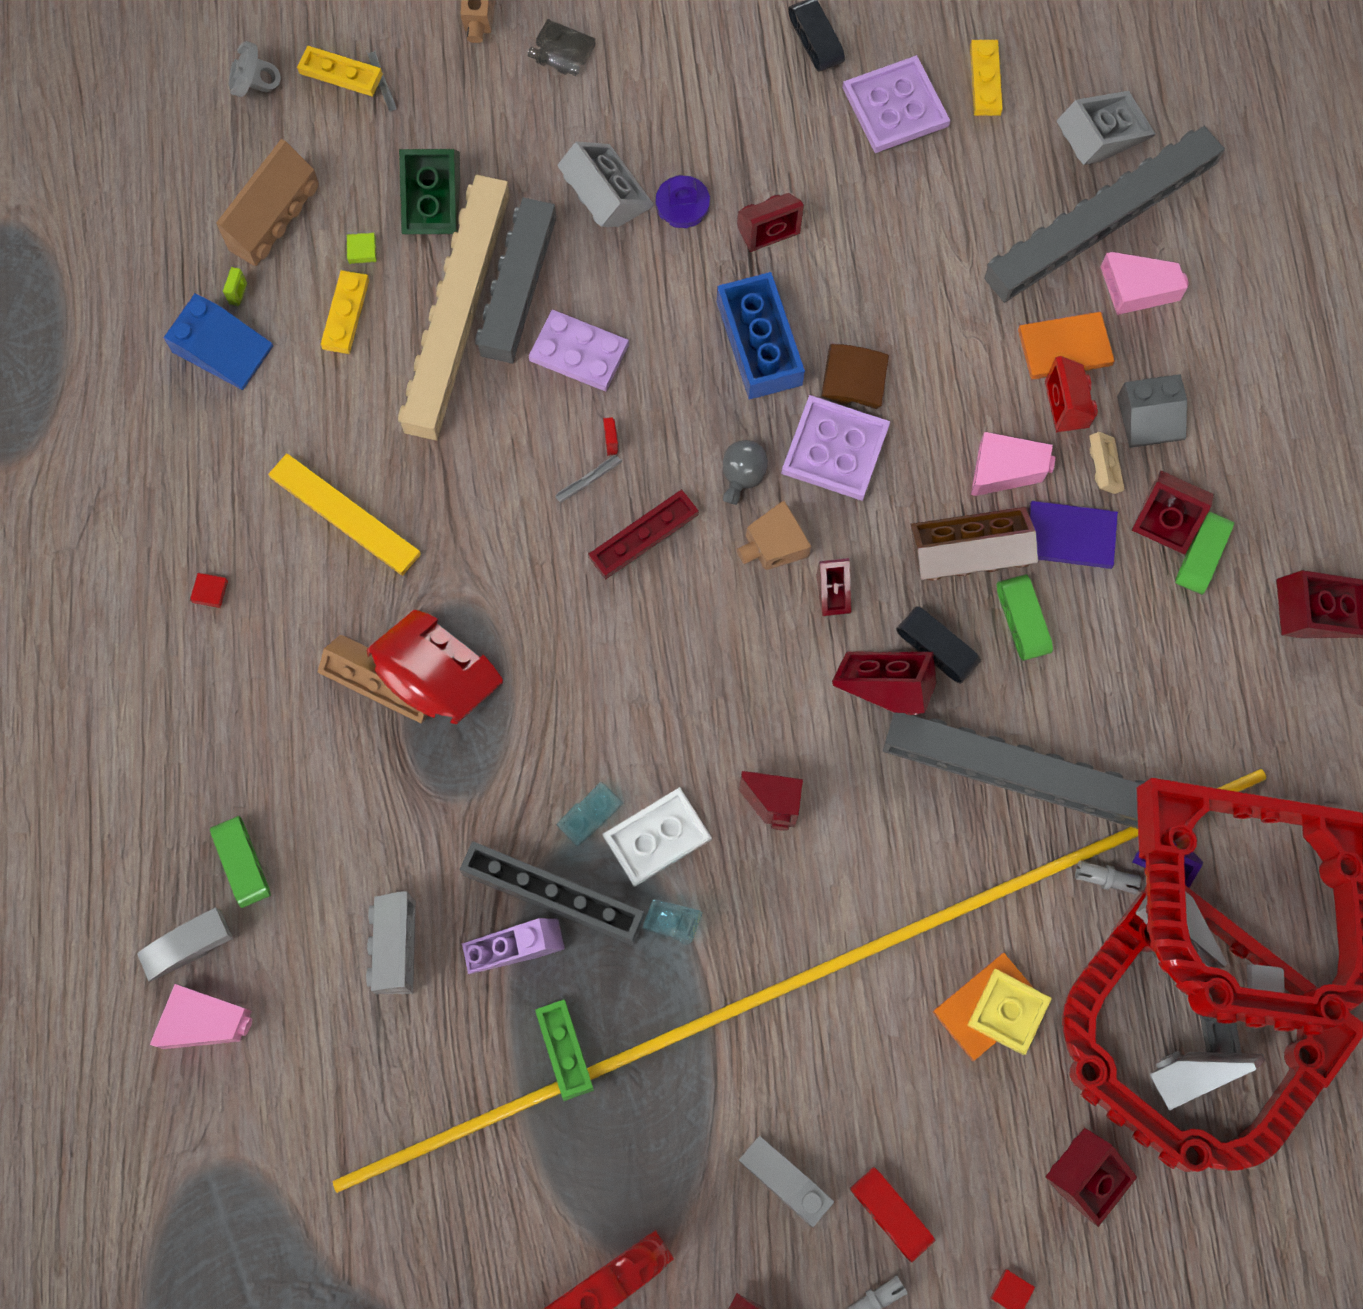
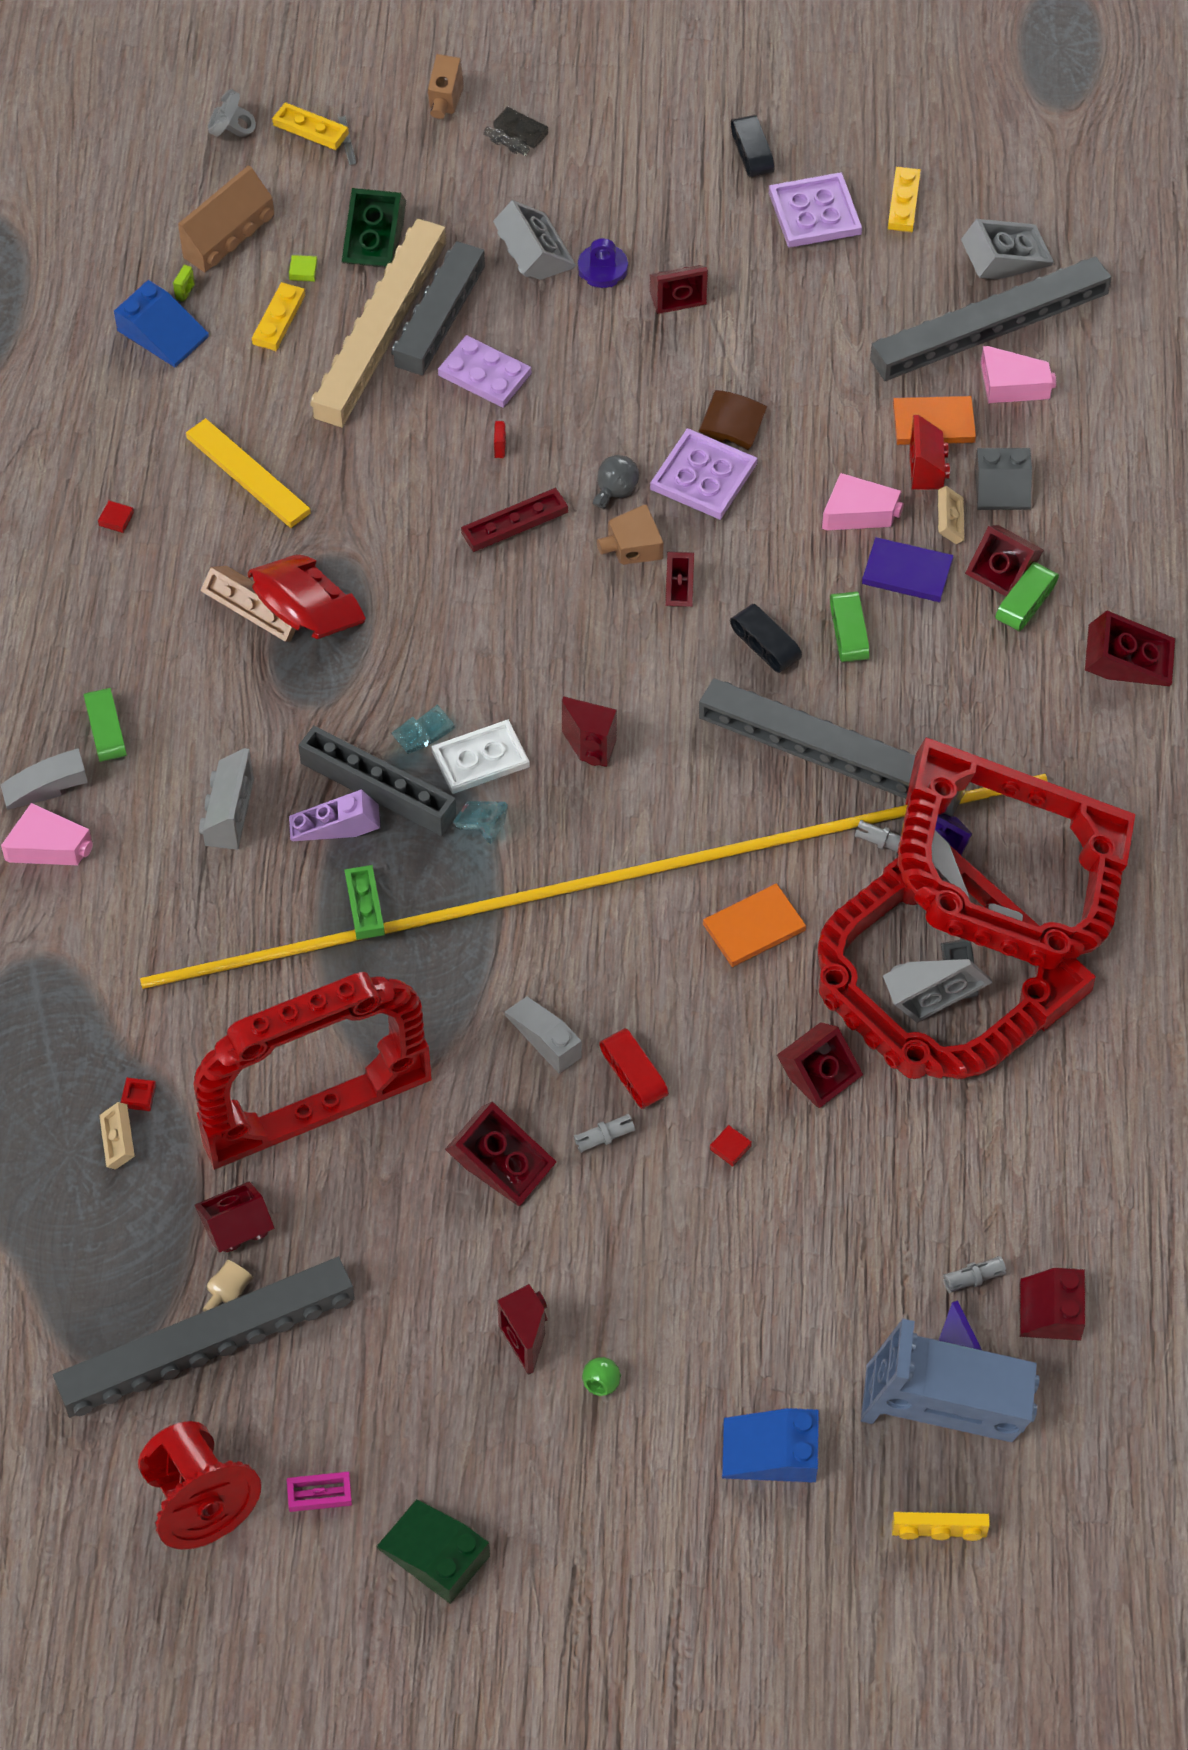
camera: 10 degrees right, 15 degrees down
(588, 479) = (473, 473): light grey piece -> none
(760, 335) = (651, 375): blue brick -> none
(889, 679) = (716, 655): dark red slope -> none
(974, 543) = (813, 562): slope -> none
(1009, 1011) = (771, 927): light yellow tile -> none

